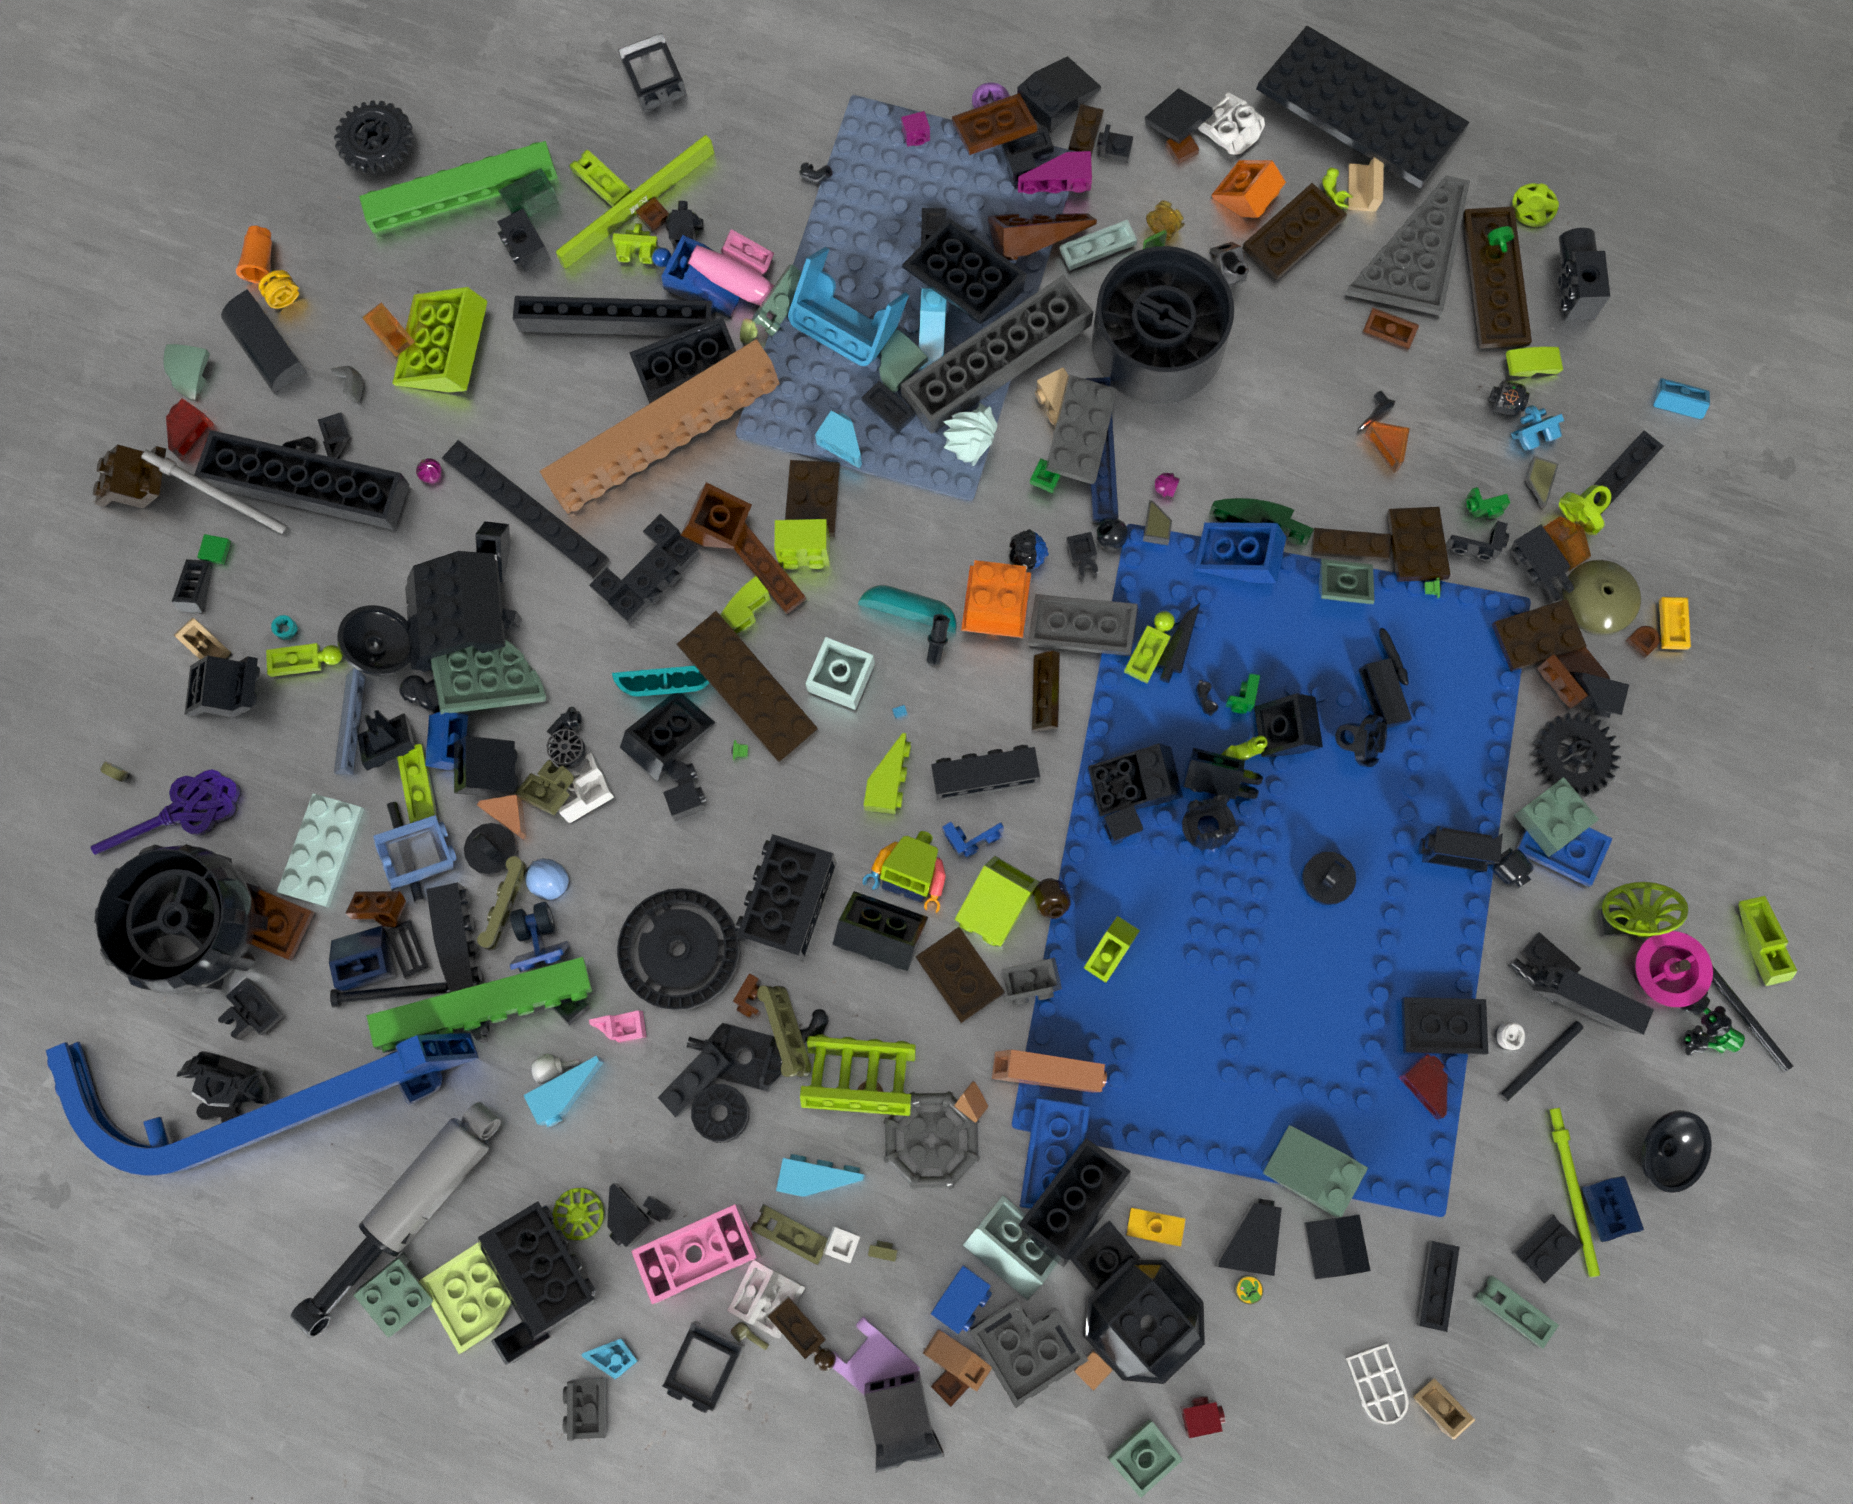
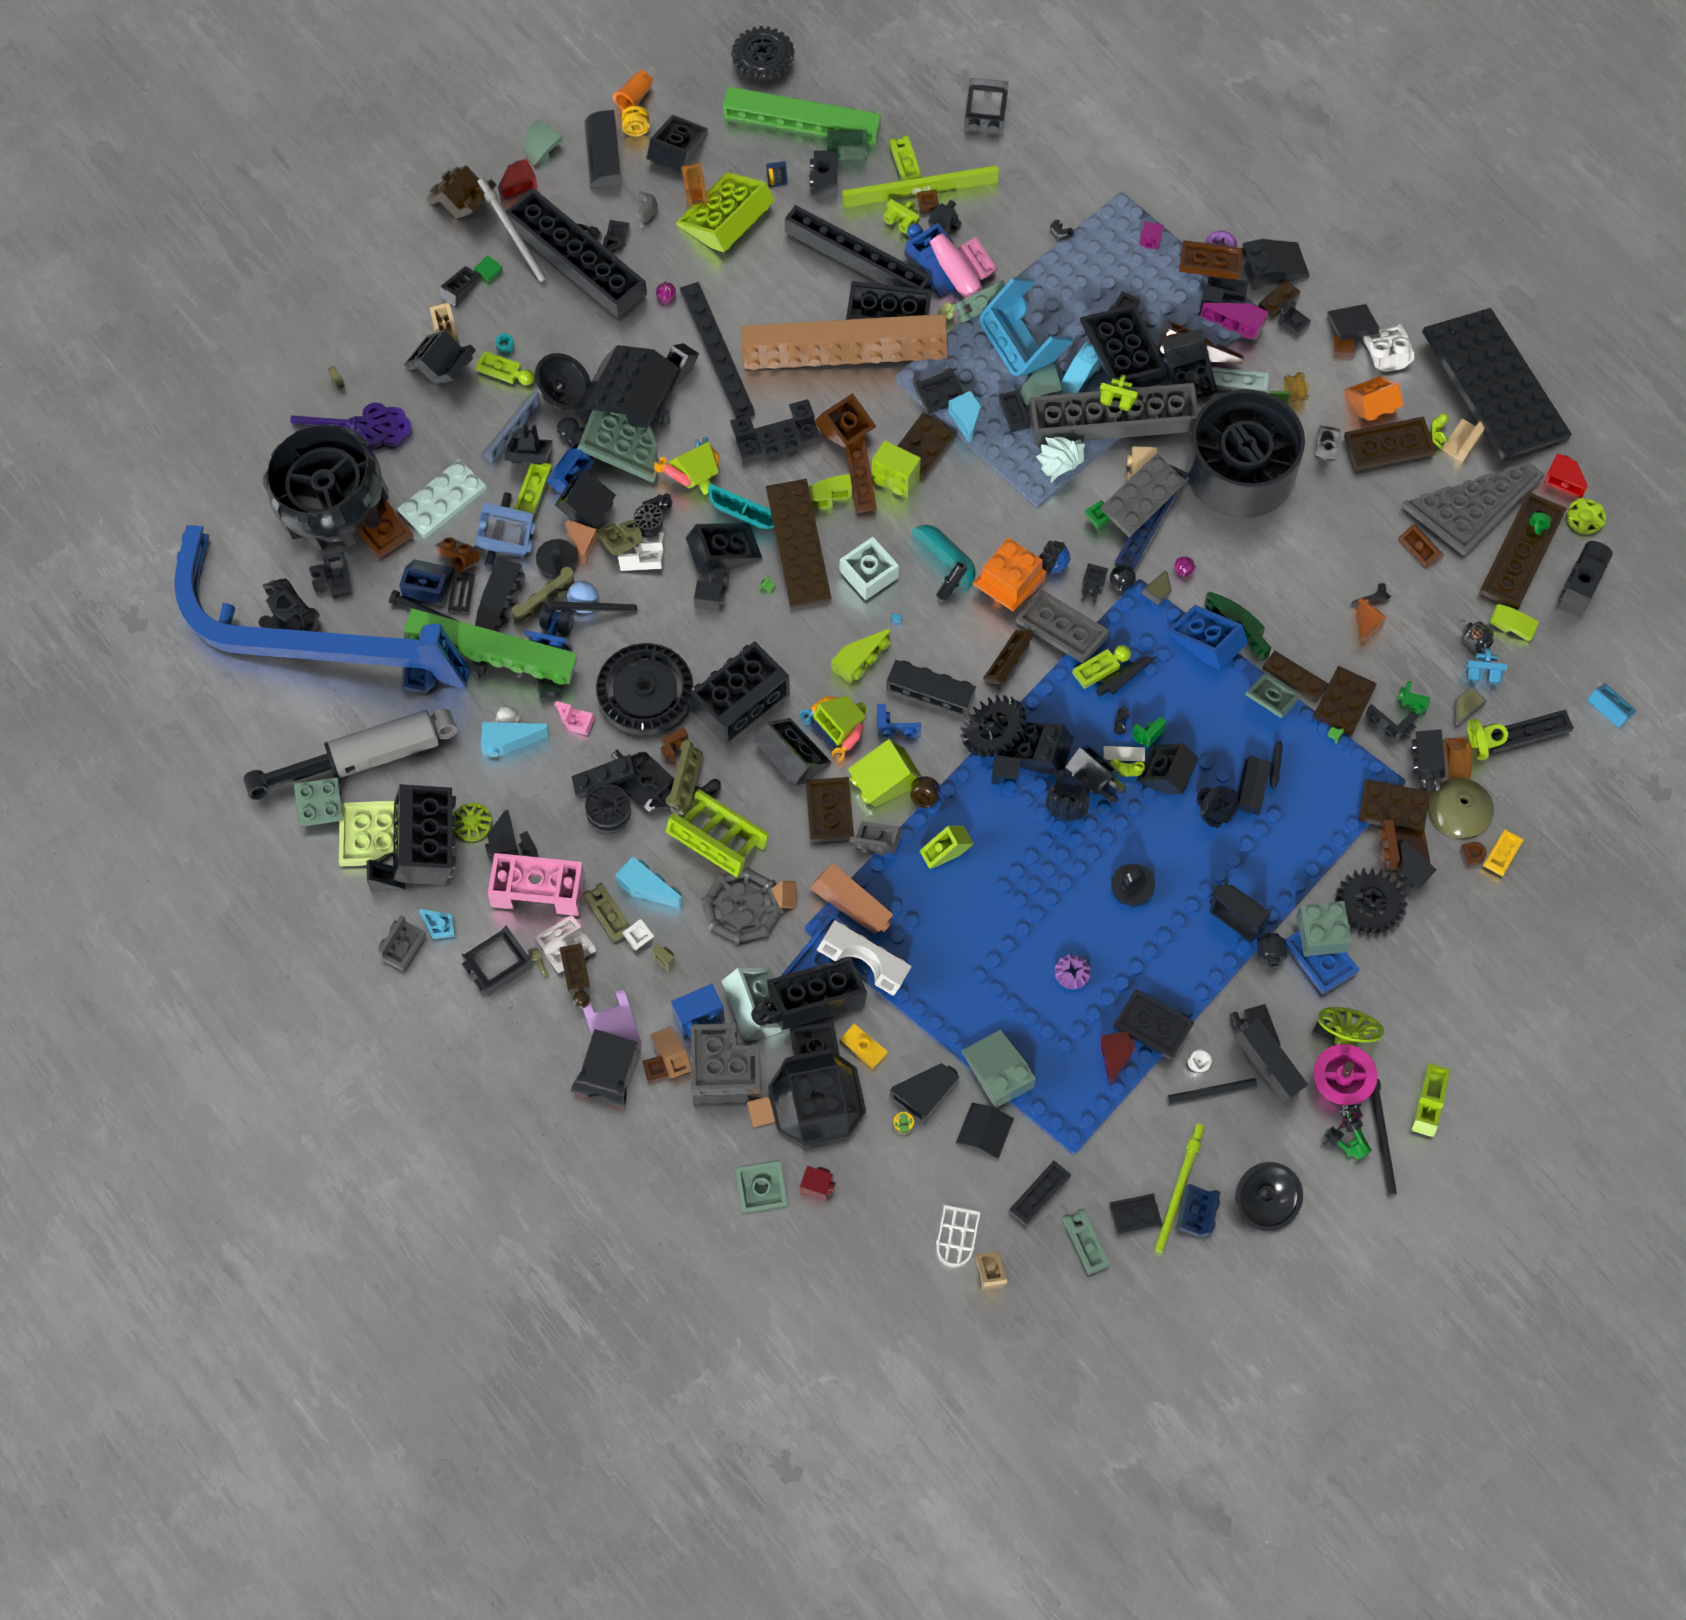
camera: 25 degrees right, 10 degrees down
(339, 291) = (675, 143): none -> black slope
(471, 269) = (776, 174): none -> slope
(520, 915) = (584, 606): none -> black bar
(581, 659) = (693, 466): none -> lime torso
(801, 430) = (939, 397): none -> black plate
(984, 334) = (1127, 397): none -> lime hips
(1039, 1264) = (765, 1011): none -> black bush
(1043, 251) = (1190, 362): none -> black slope
(1066, 770) = (986, 723): none -> black gear
(1137, 1131) = (887, 968): none -> white arch
(1230, 732) = (1124, 753): none -> white sticker
(1311, 1014) = (1066, 979): none -> medium lavender gear
(1492, 171) = (1566, 476): none -> red slope

